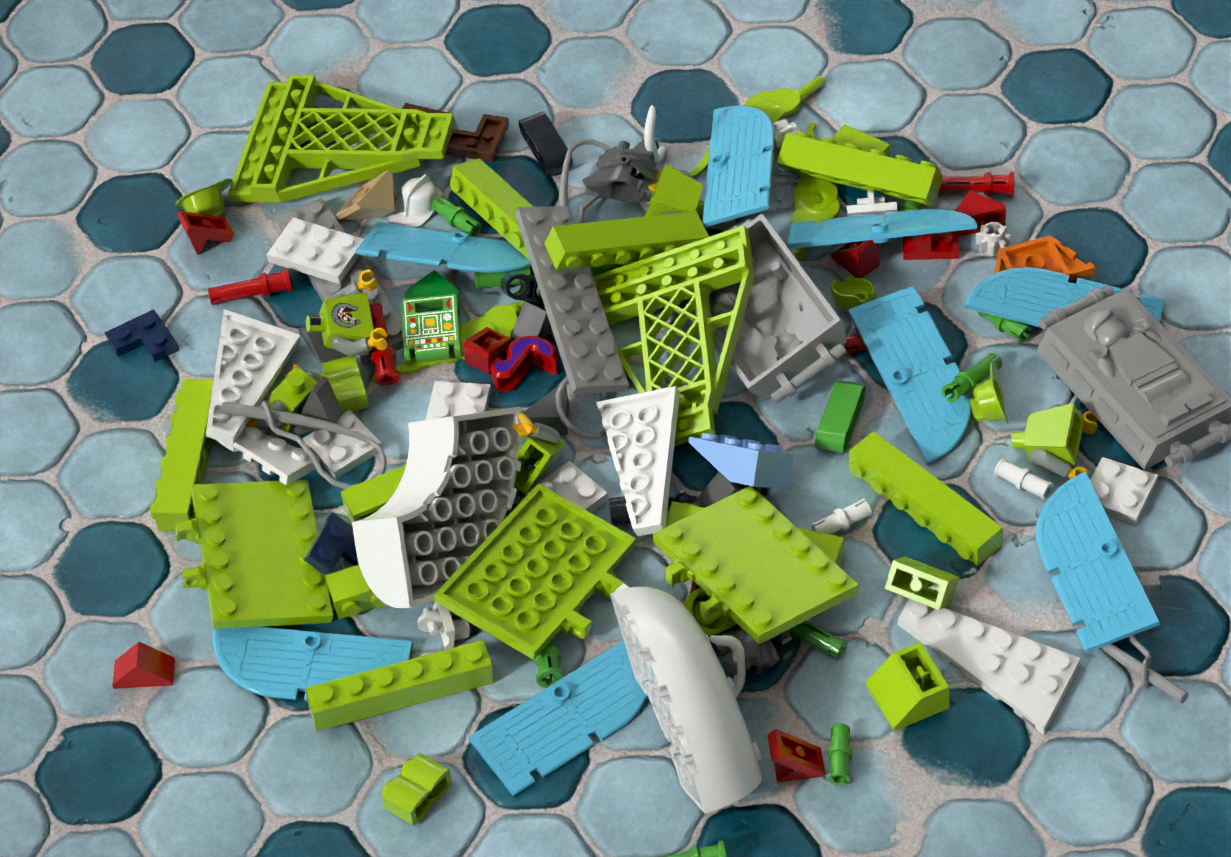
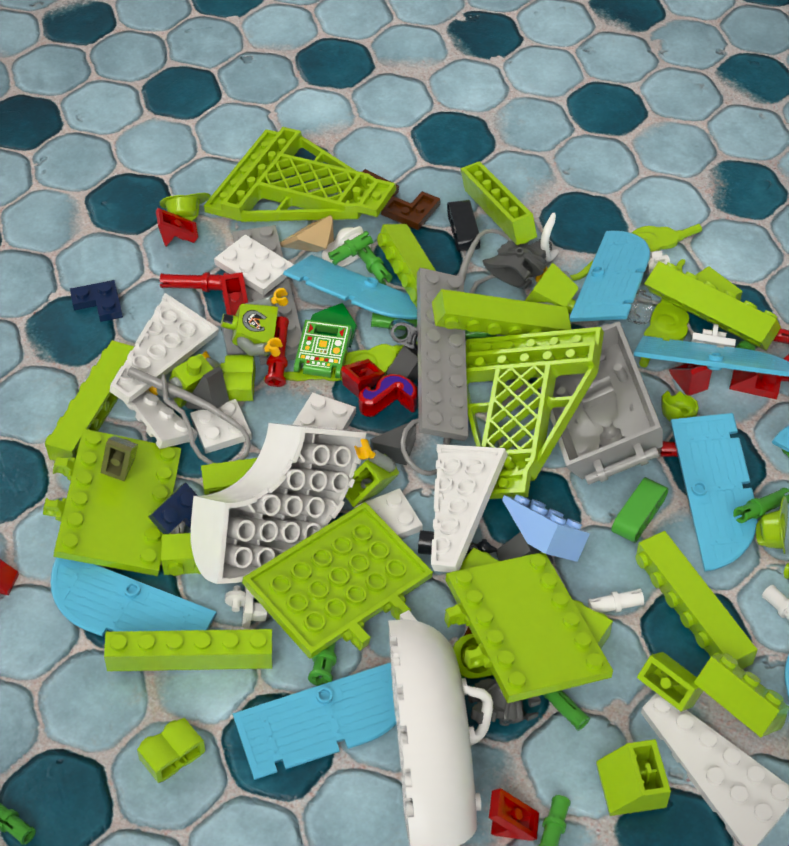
camera: 10 degrees right, 0 degrees up
(247, 506) = (118, 457): none -> olive slope
(304, 290) = (233, 292): none -> red slope
(423, 203) = (350, 247): none -> bright green pin
(581, 107) = (499, 203): none -> lime brick
(998, 575) = (743, 695): none -> lime slope

